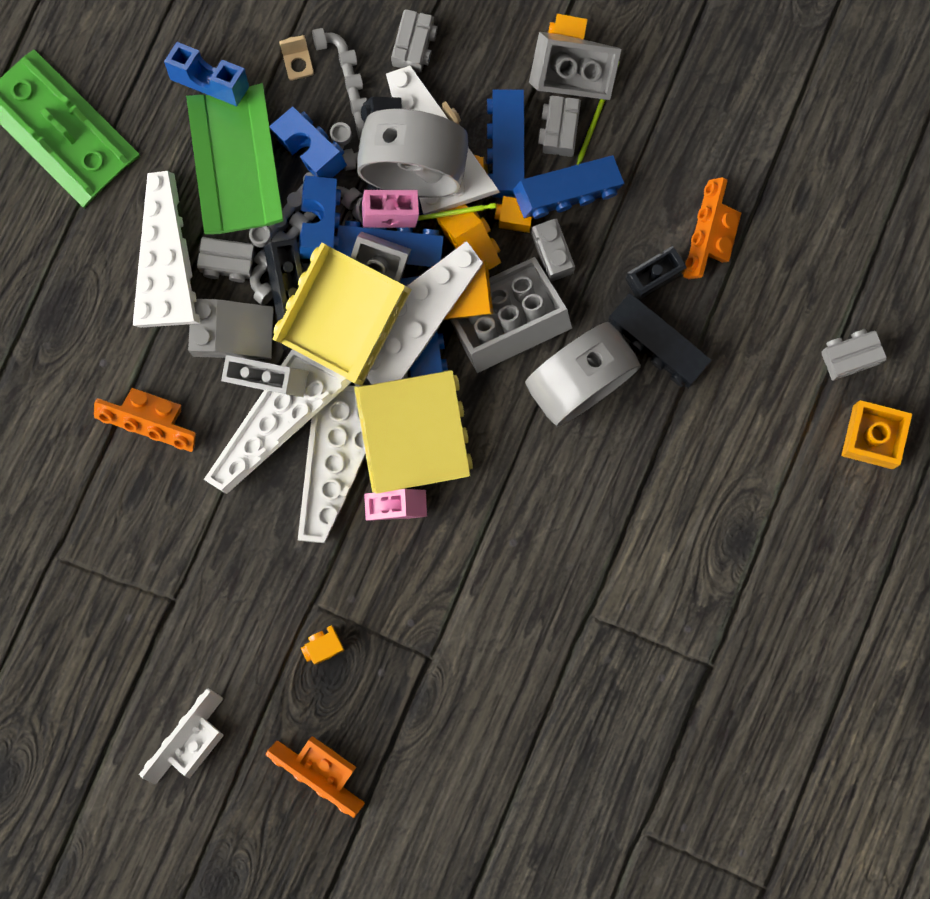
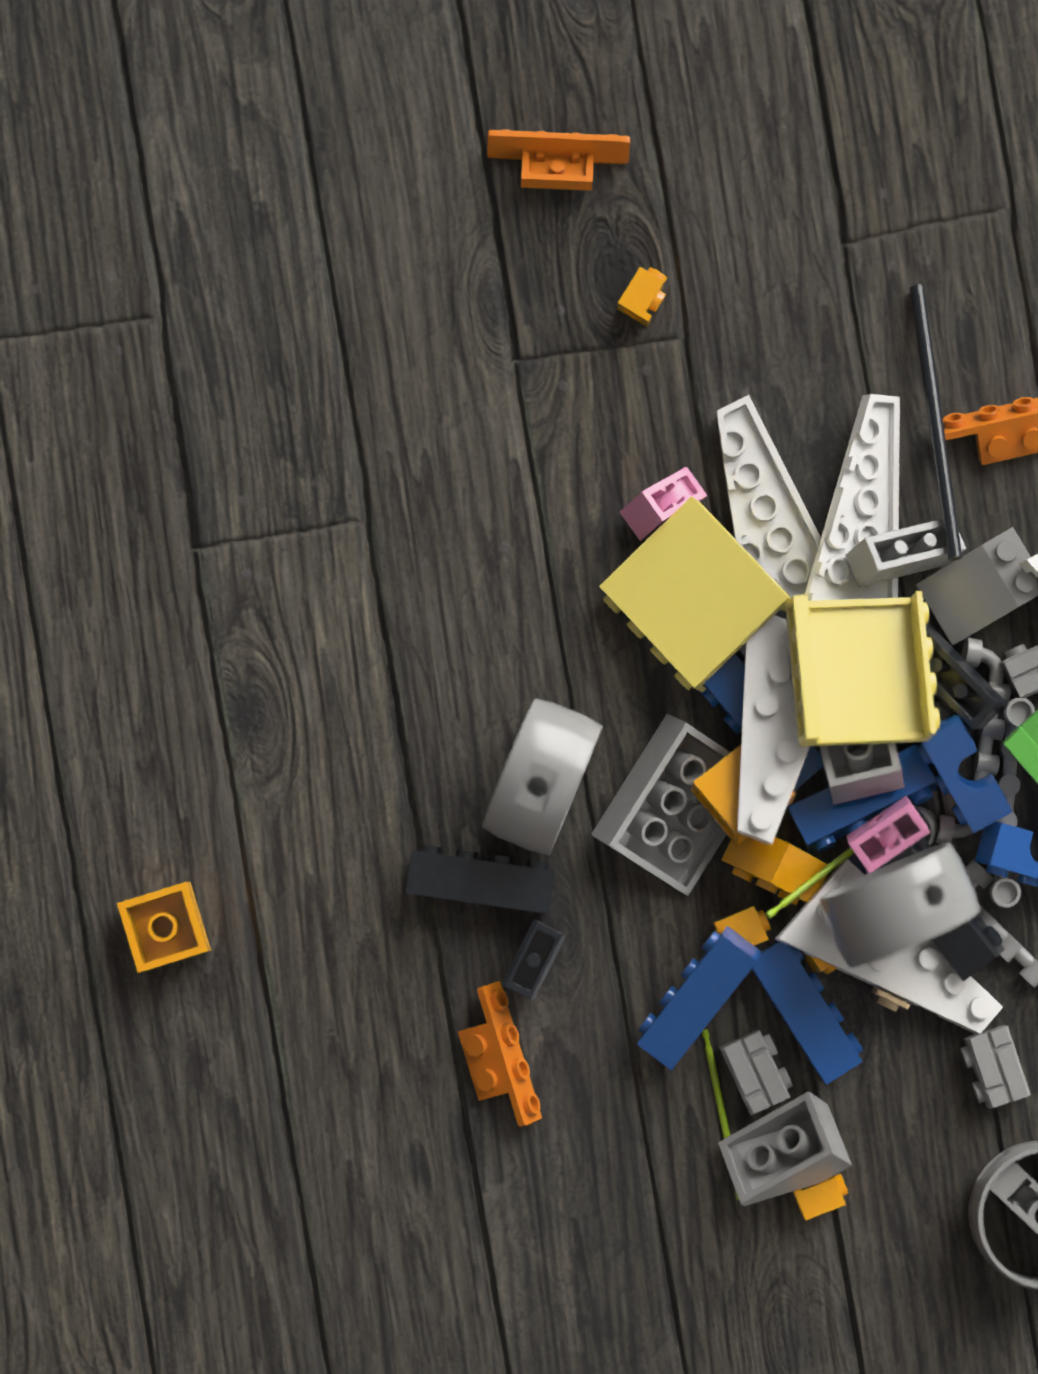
camera: 150 degrees right, 5 degrees up
(188, 742) = (722, 98): white bracket -> none
(192, 446) = (936, 423): none -> black piece
(553, 250) = (670, 913): light grey brick -> none
(853, 354) = (246, 1008): light grey brick -> none

